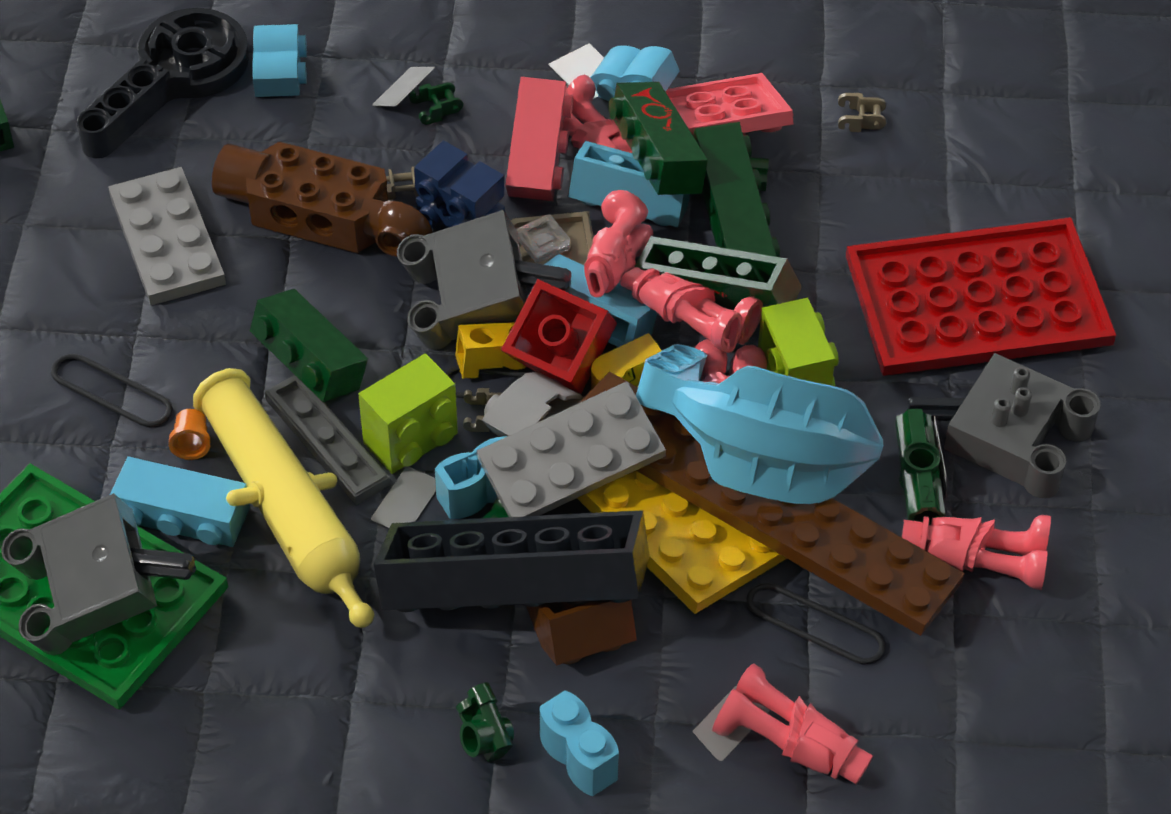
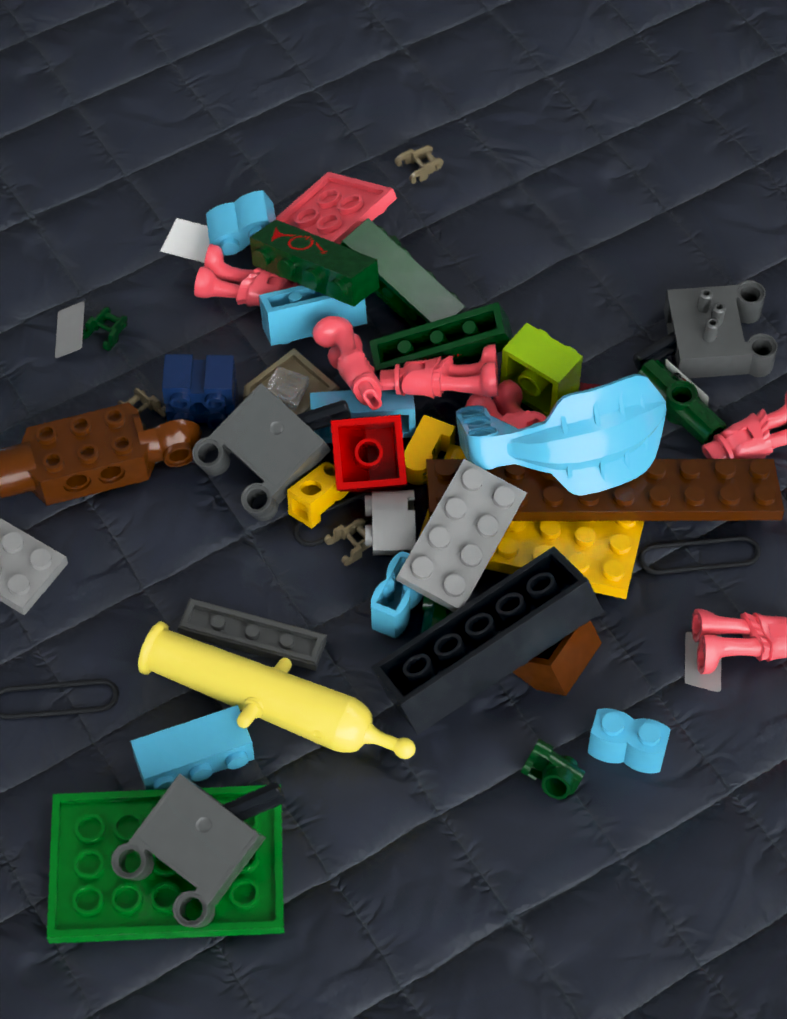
camera: 35 degrees left, 5 degrees up
(190, 435) = (153, 695): orange piece -> none
(308, 345) = (183, 571): dark green brick -> none
(406, 498) = (348, 644): light grey sticker -> none
(408, 413) = (310, 578): lime brick -> none
(538, 139) = (220, 310): coral brick -> none
(978, 295) = (612, 255): red plate -> none

